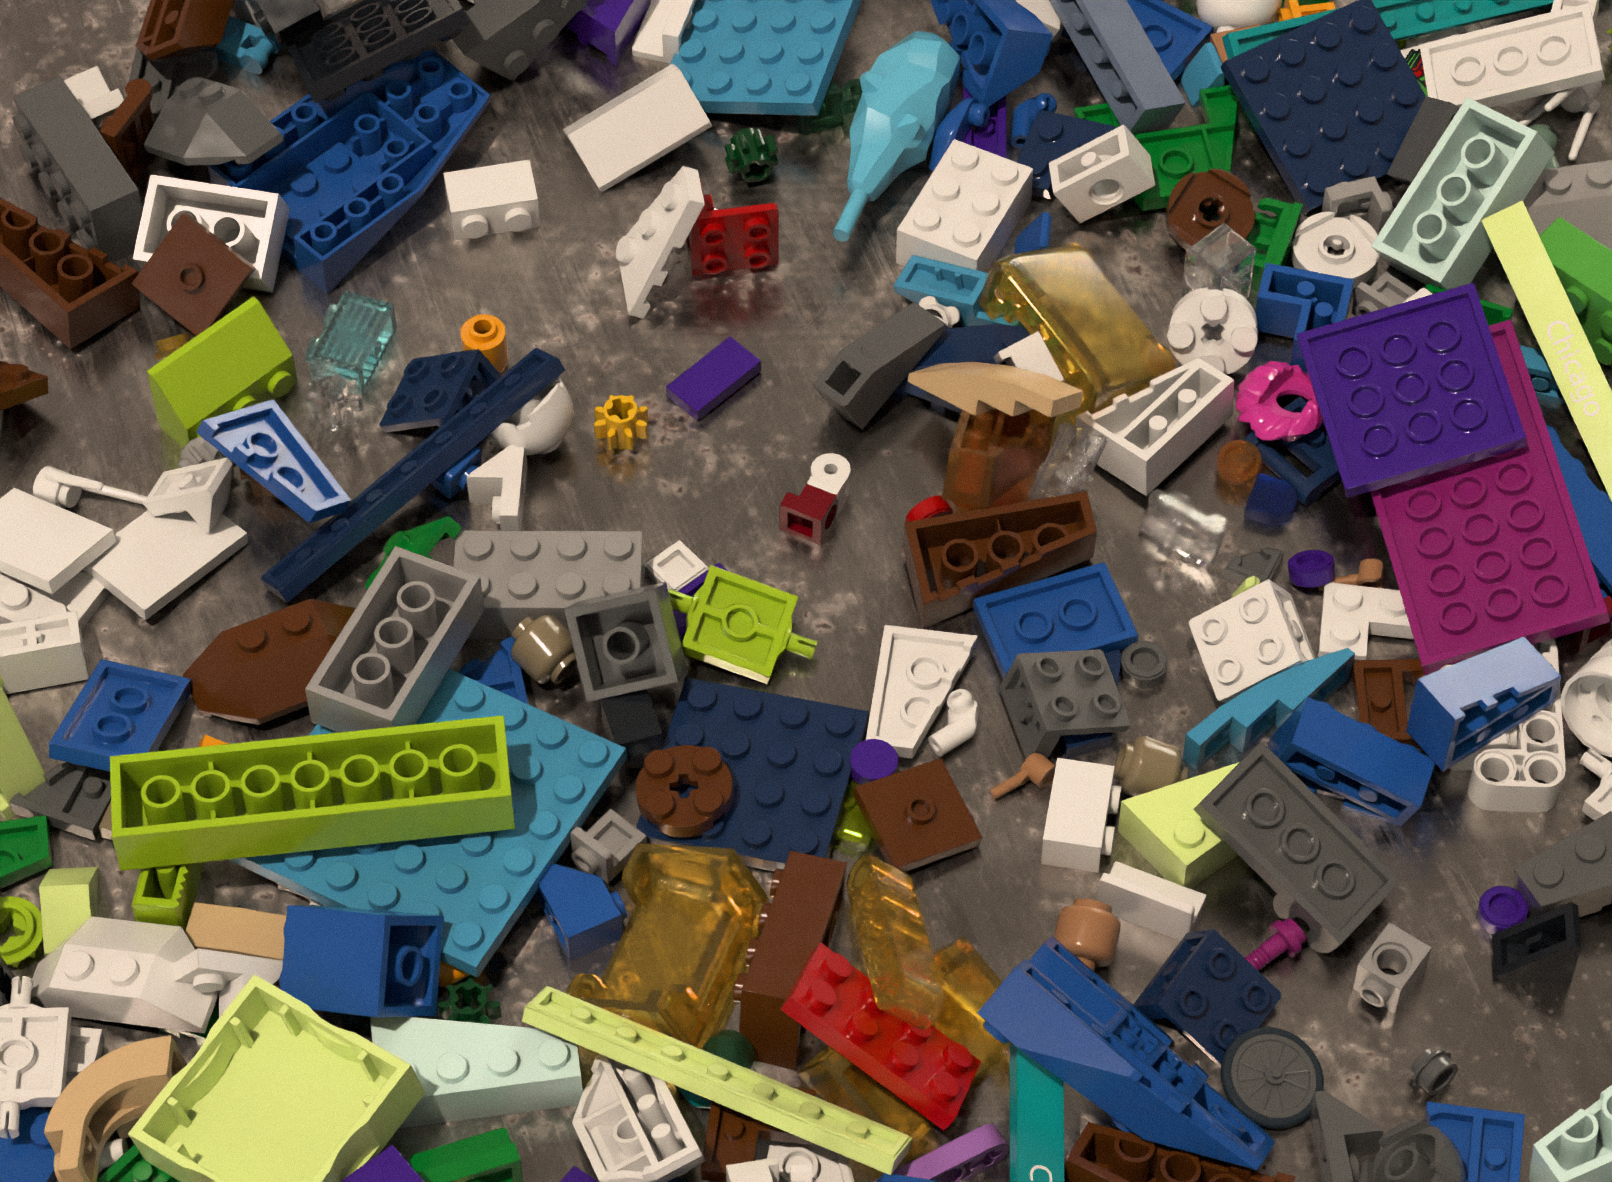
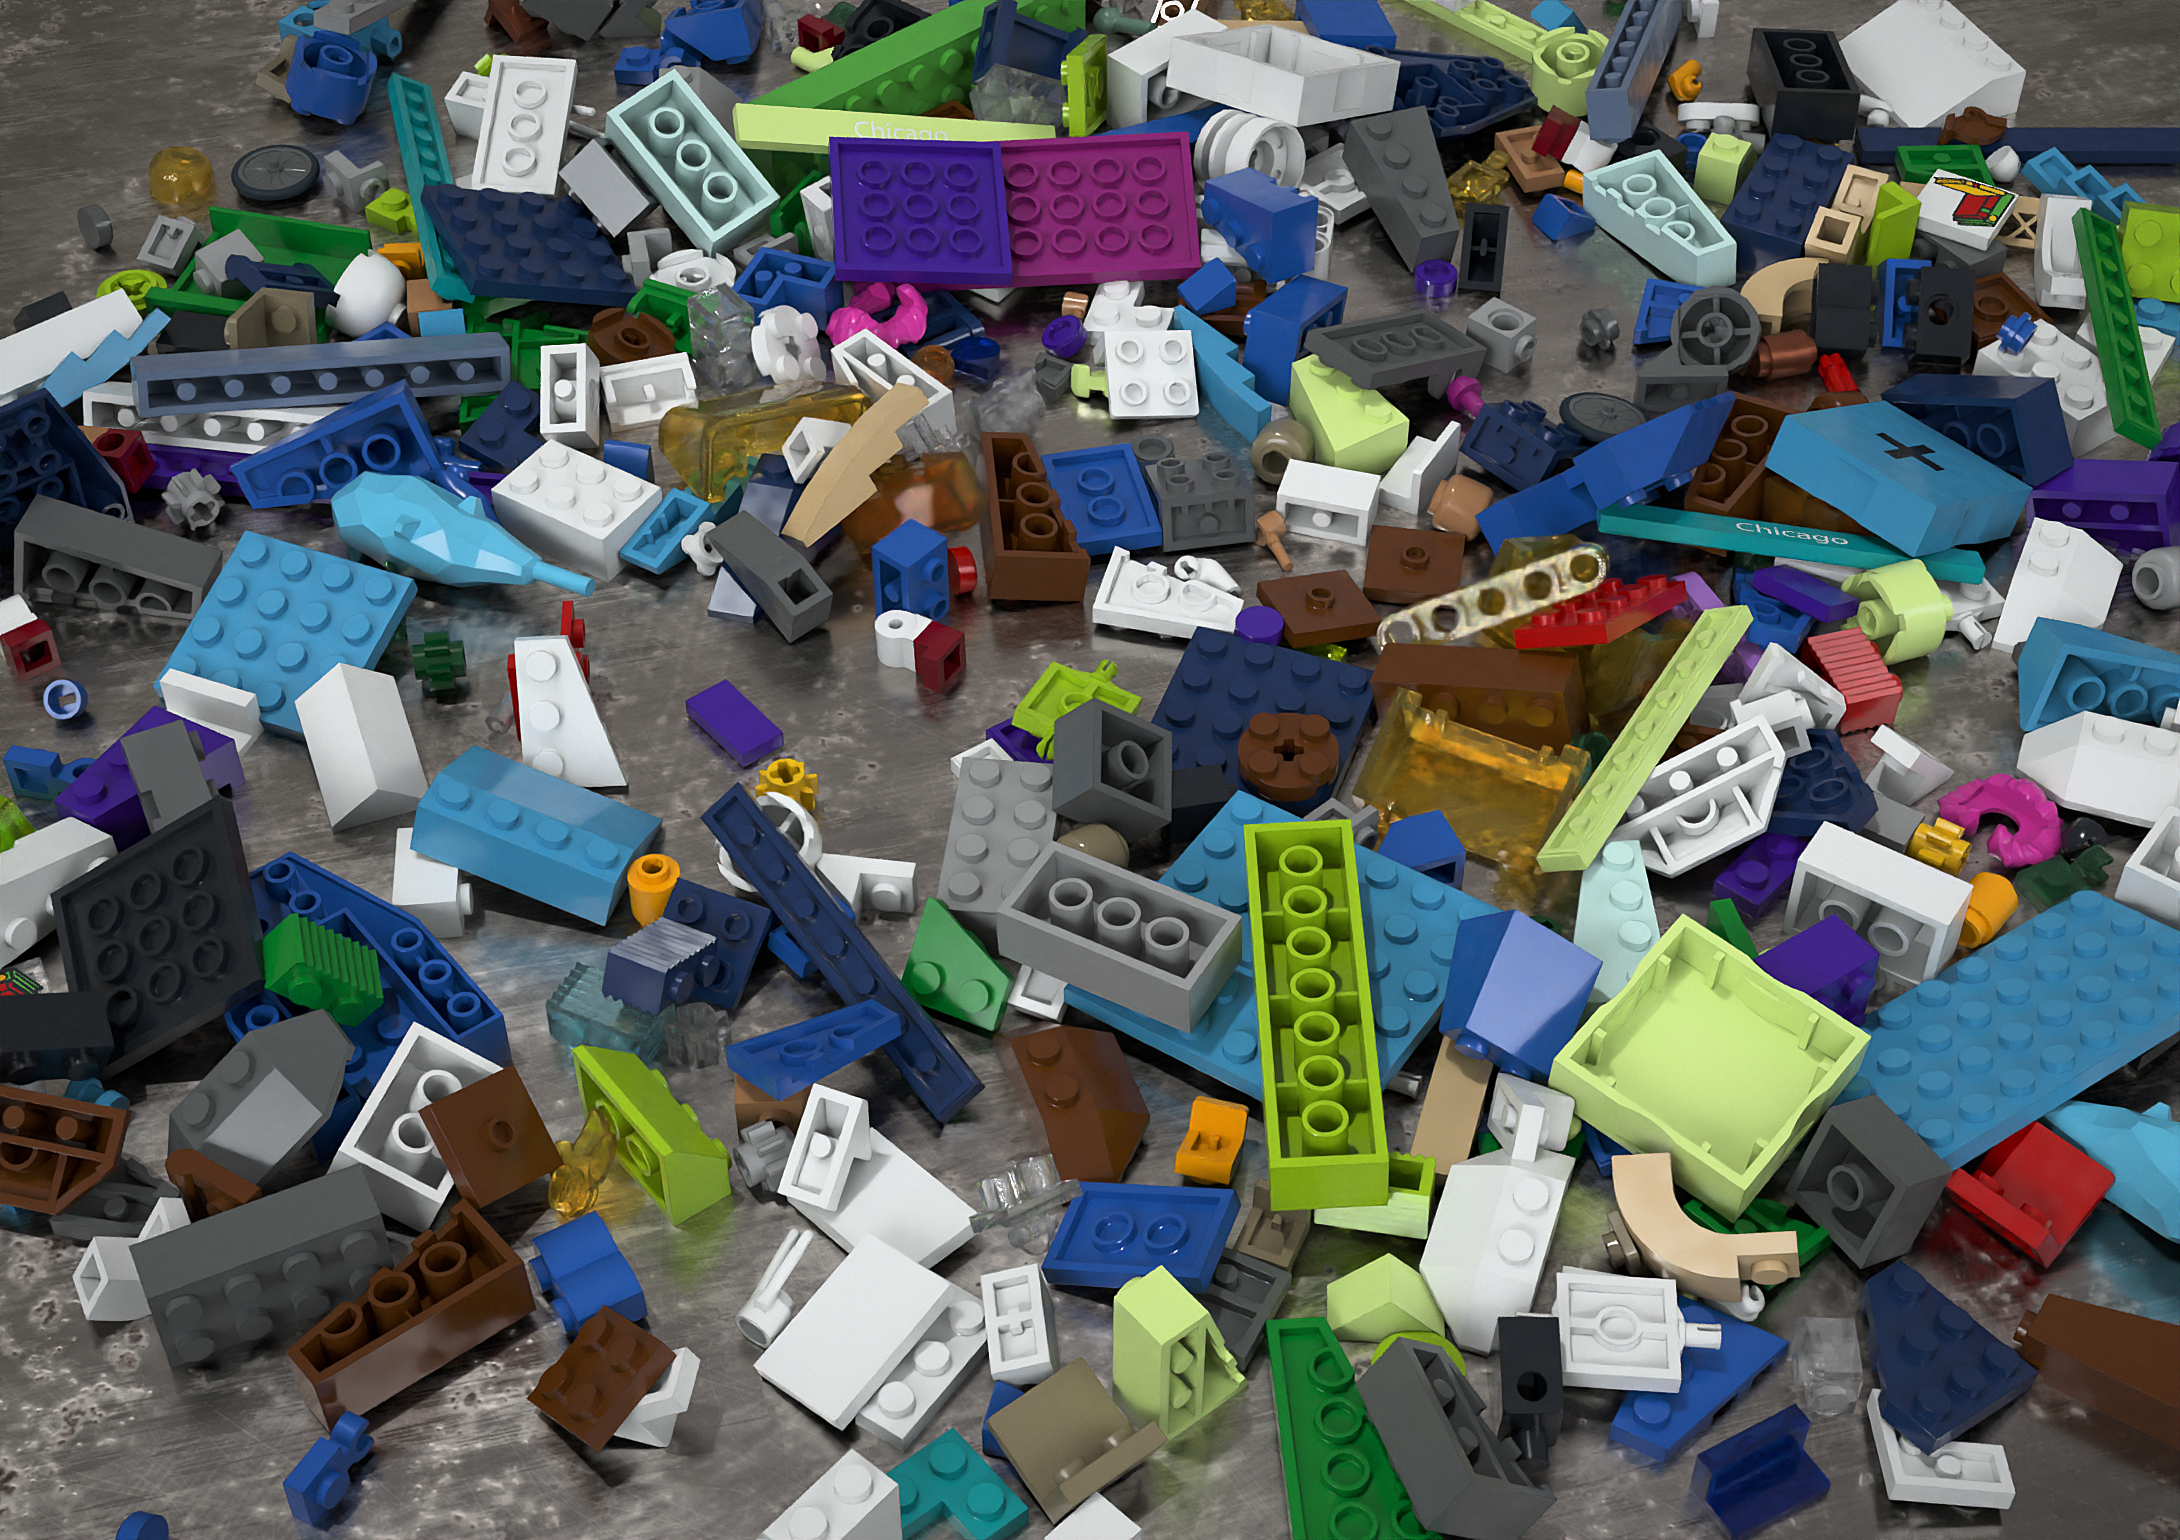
camera: 85 degrees left, 10 degrees down
(91, 371) = (585, 1273): none -> blue brick
(151, 640) = (1025, 1212): none -> clear hips
(339, 134) = (322, 970): none -> green brick
(370, 349) = (660, 965): none -> dark blue brick
(541, 248) = (532, 833): none -> dark azure slope
(886, 469) = (911, 571): none -> blue brick
(1004, 901) = (1412, 564): none -> reddish brown plate
(1150, 242) = (645, 389): none -> white hinge
(1391, 680) = (1209, 289): none -> blue slope

